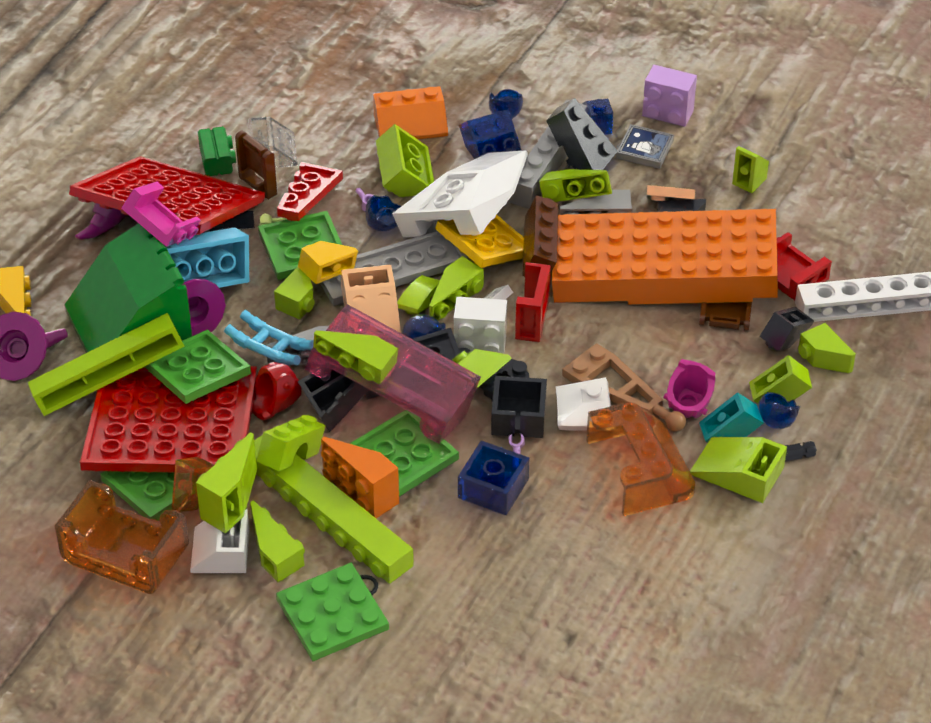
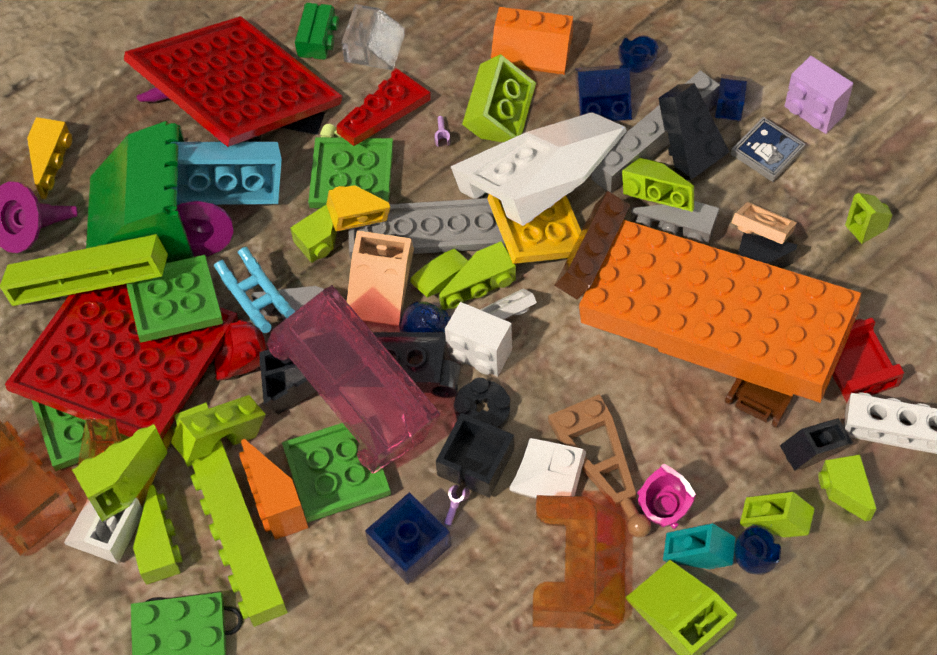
camera: 25 degrees right, 15 degrees up
(157, 218) = (184, 120): dark pink panel -> none
(253, 159) = (340, 64): reddish brown container -> none
(362, 353) = (320, 355): lime slope -> none
(379, 213) = (443, 155): clear blue hair -> none
(482, 362) = (450, 393): lime slope -> none
(533, 306) = (535, 343): red panel -> none
(796, 451) = (754, 609): black axle -> none

